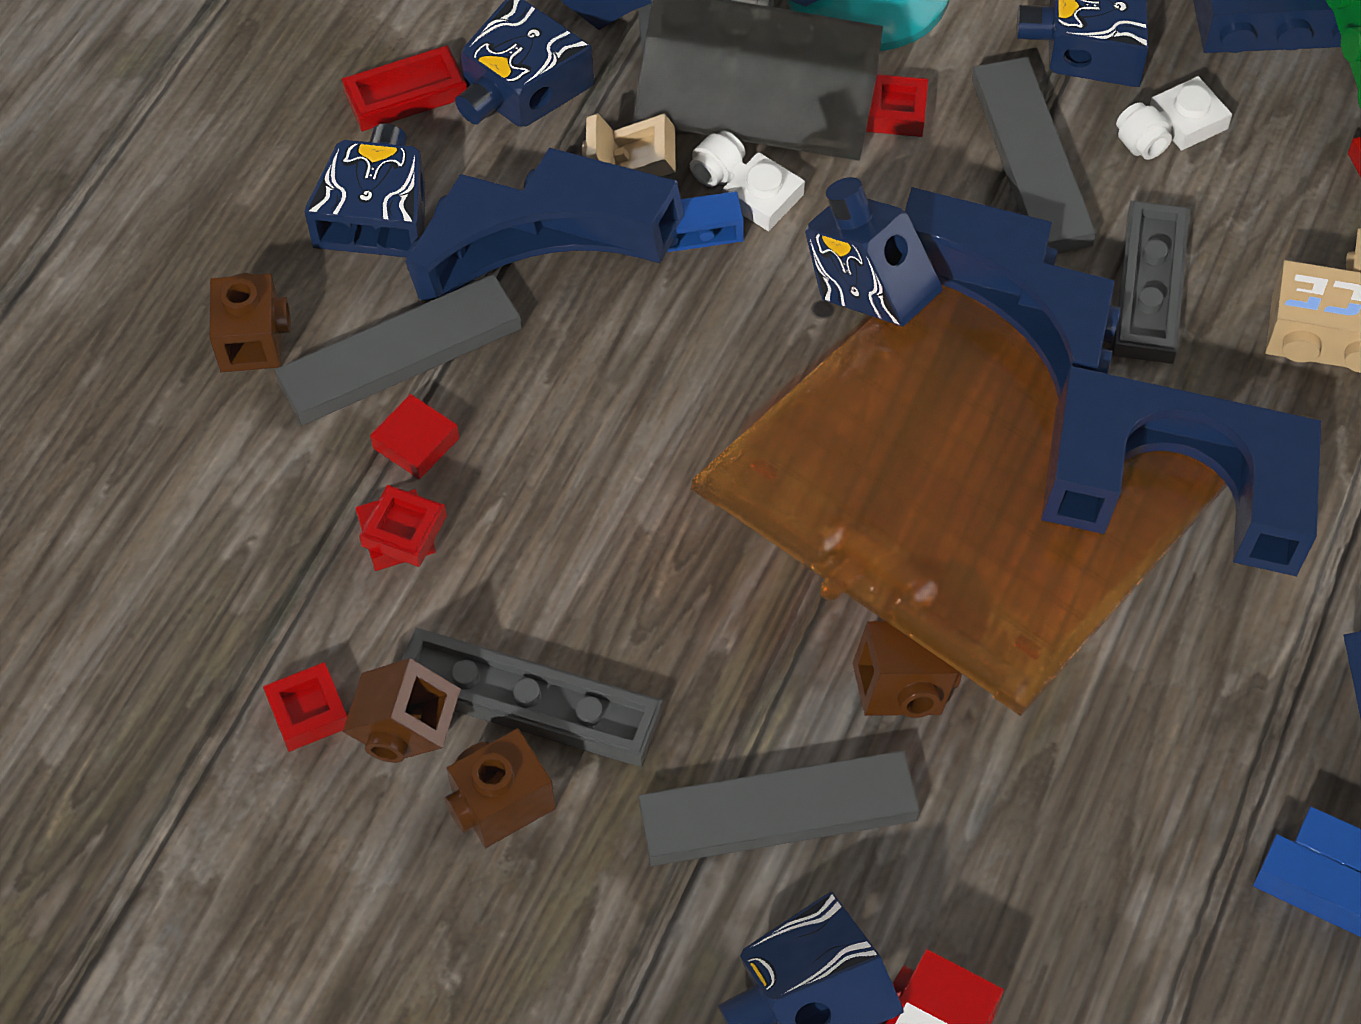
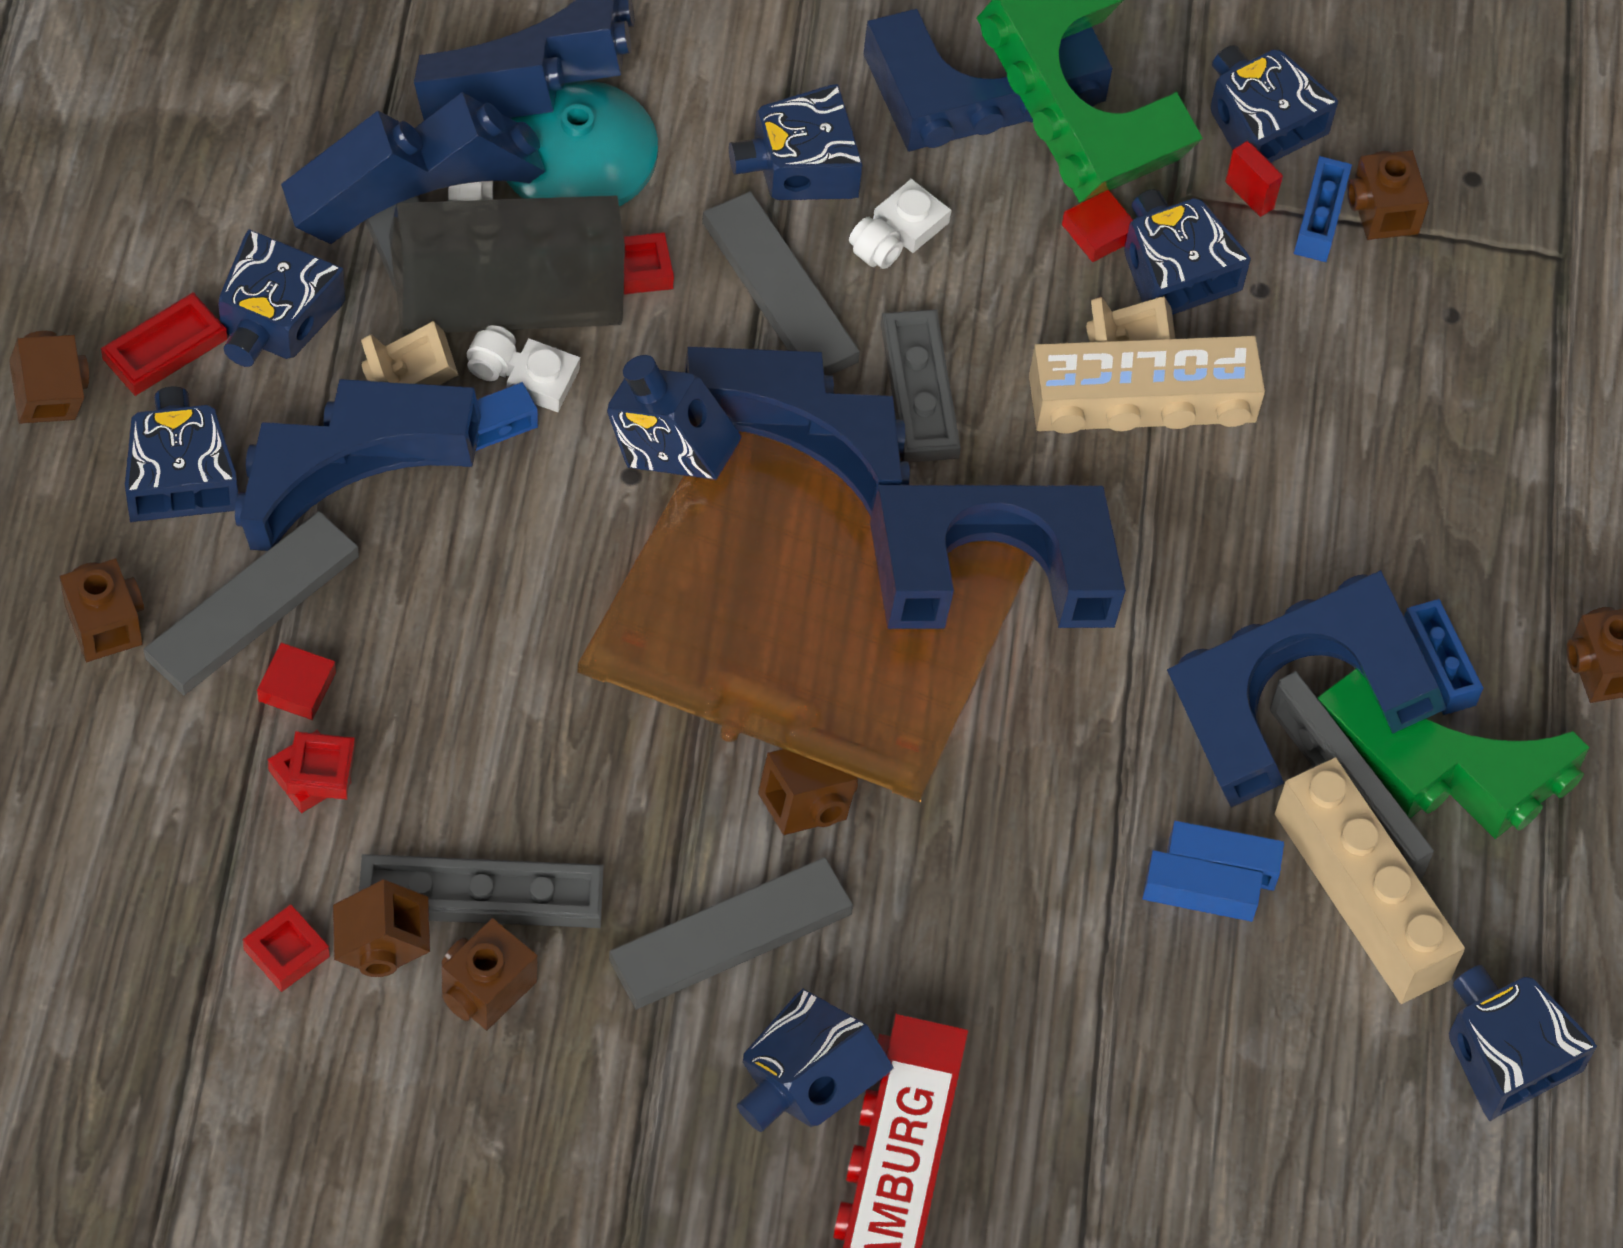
camera: 25 degrees left, 0 degrees up
(276, 92) = (48, 377): none -> reddish brown brick

